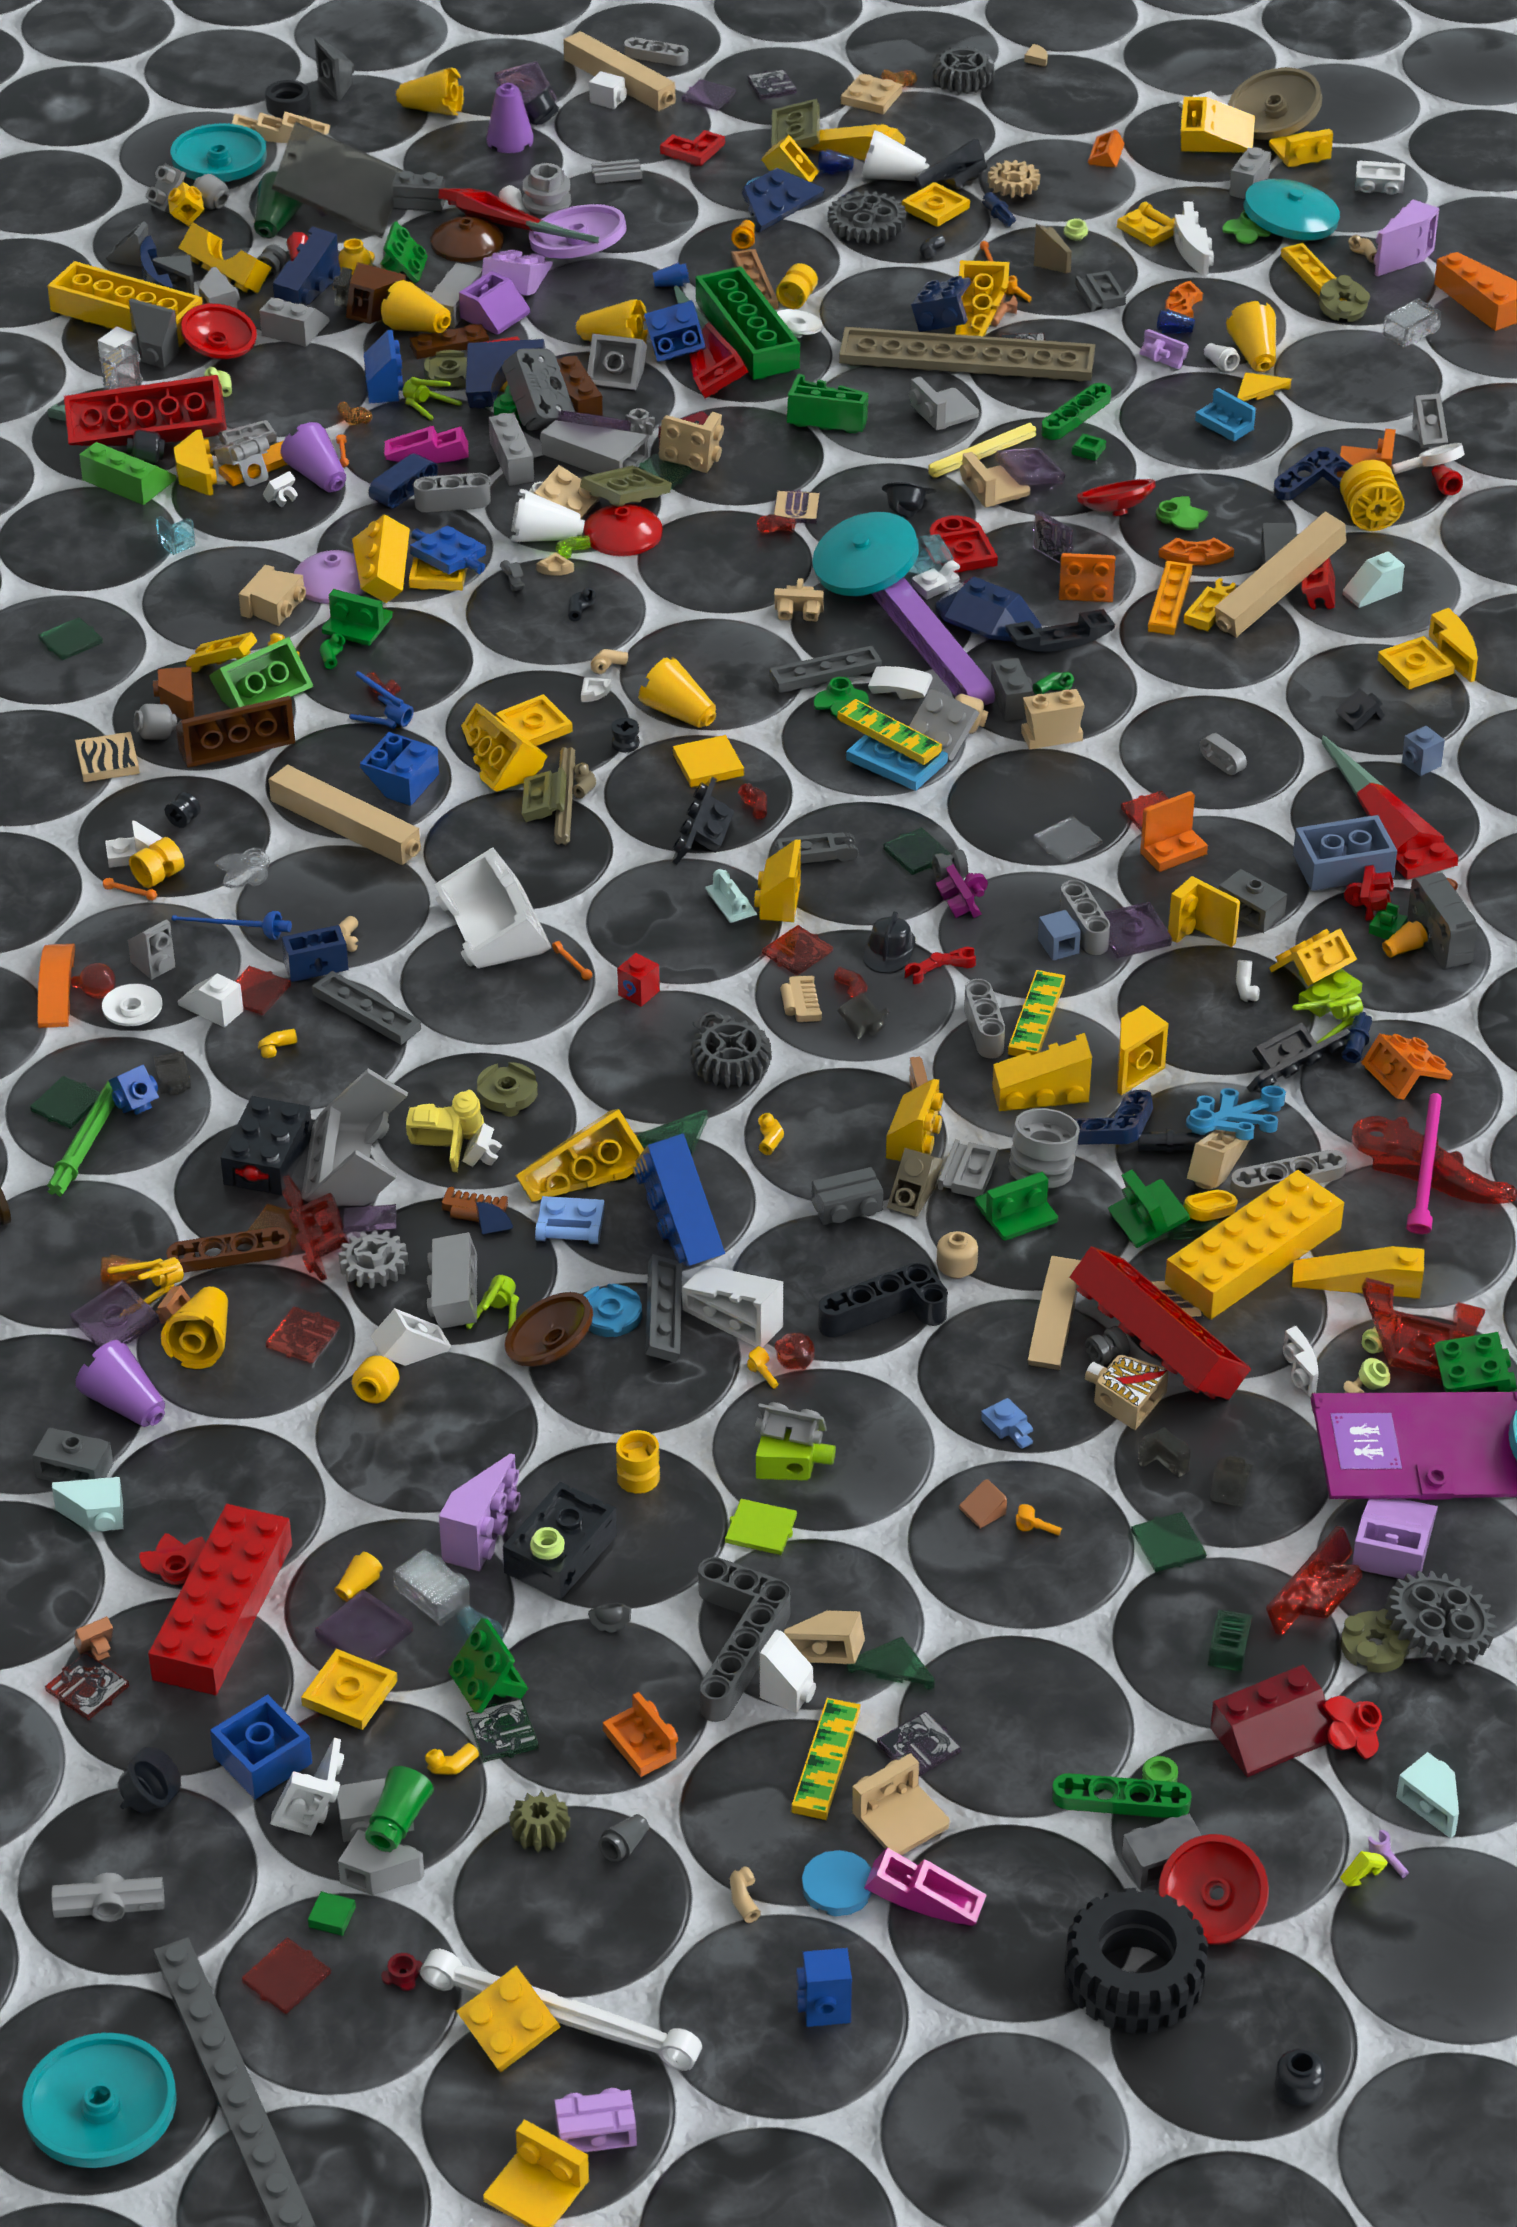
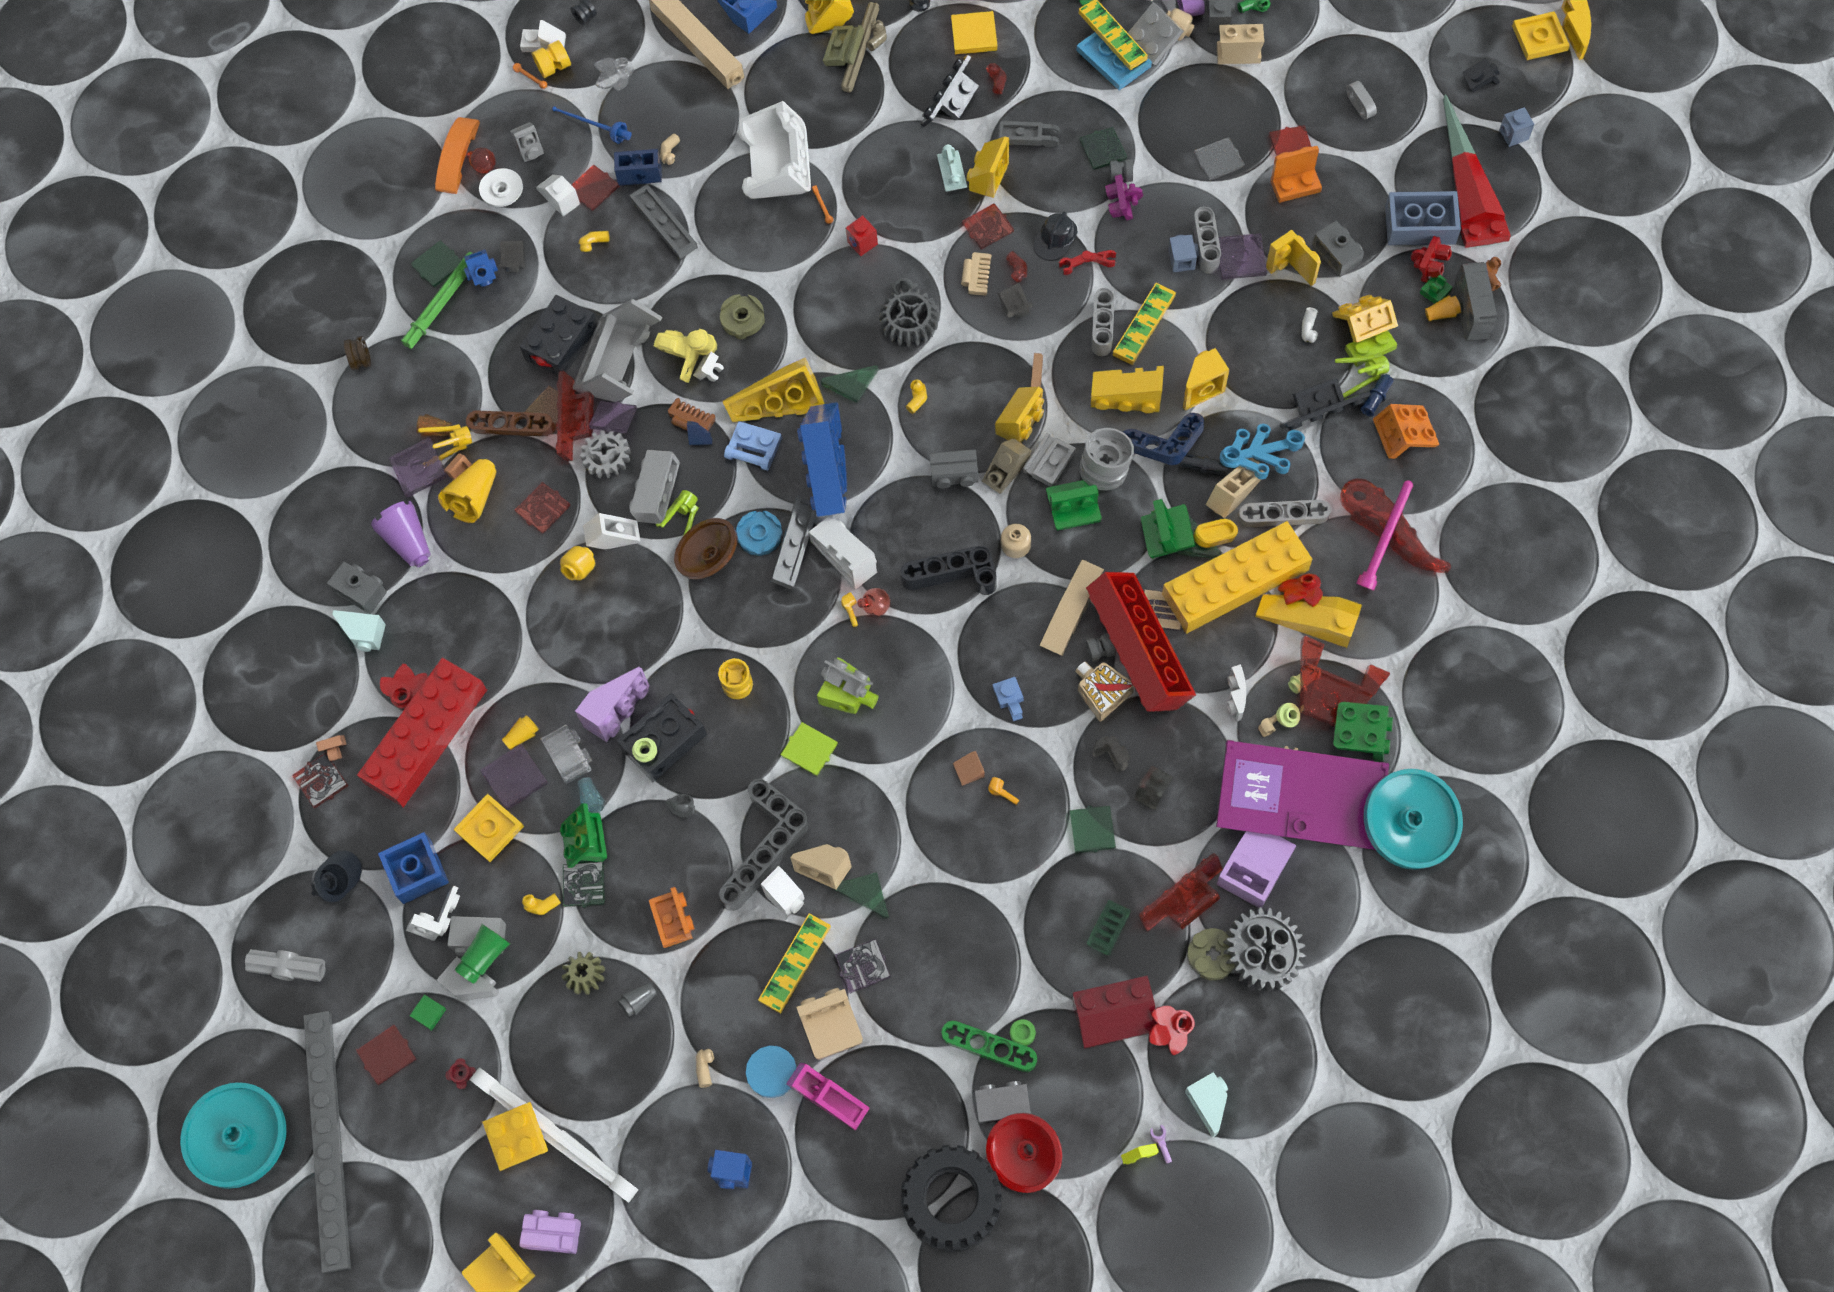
camera: 20 degrees right, 25 degrees up
(1344, 1239) = (1304, 588): none -> red plate

